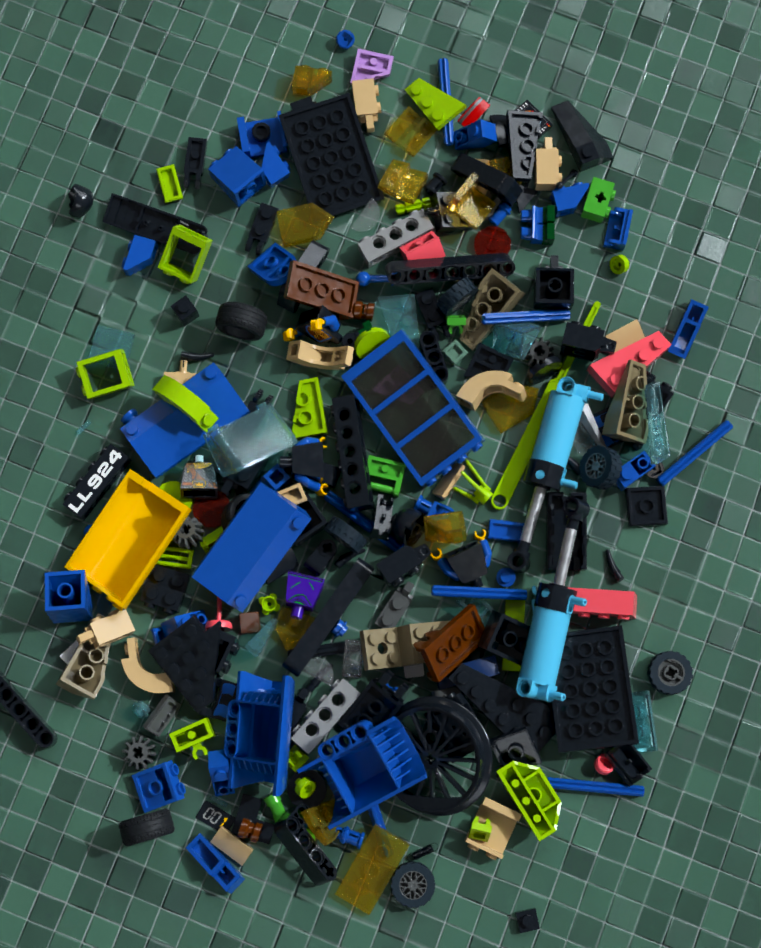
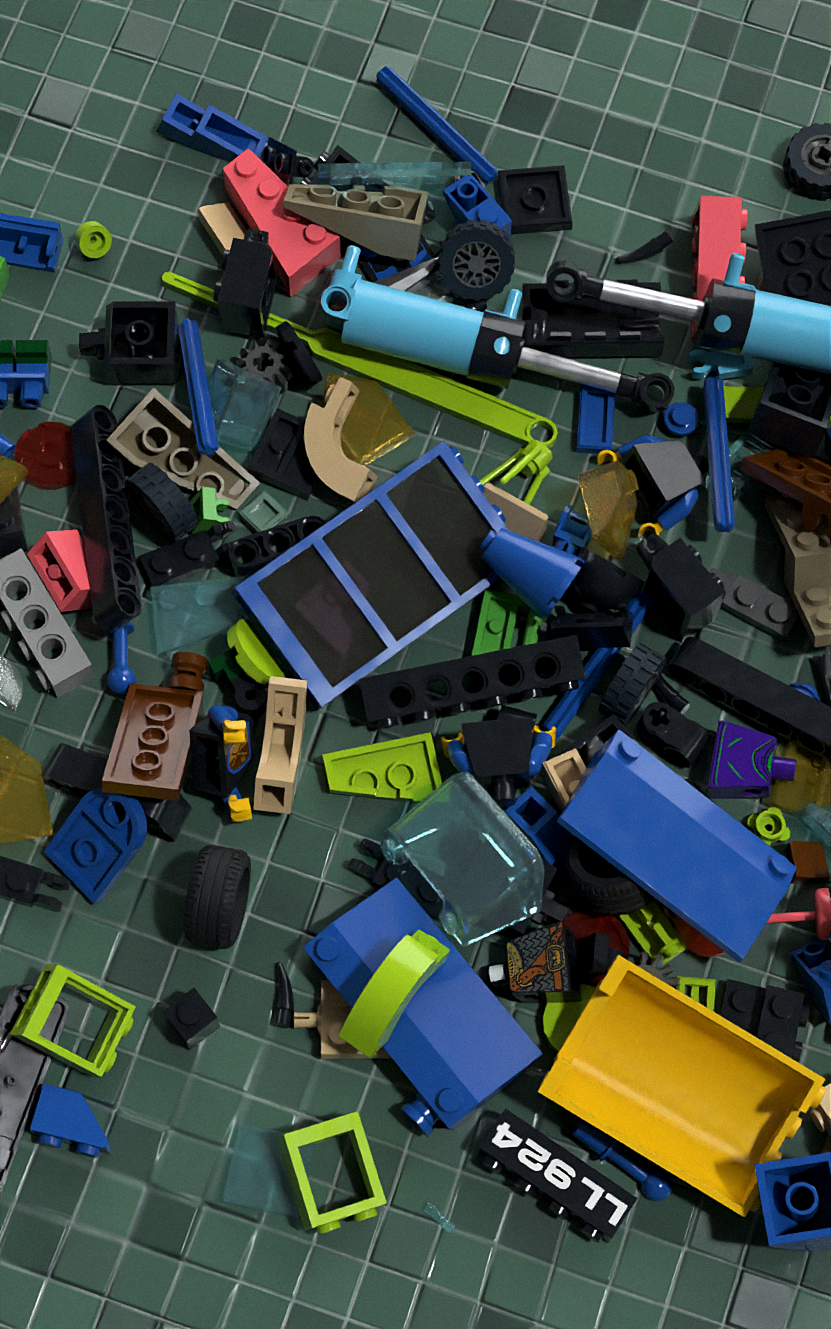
camera: 95 degrees left, 10 degrees down
(202, 506) = (595, 955): none -> black tile
(409, 483) = (531, 568): none -> blue cone
(665, 367) = (284, 162): none -> black hinge

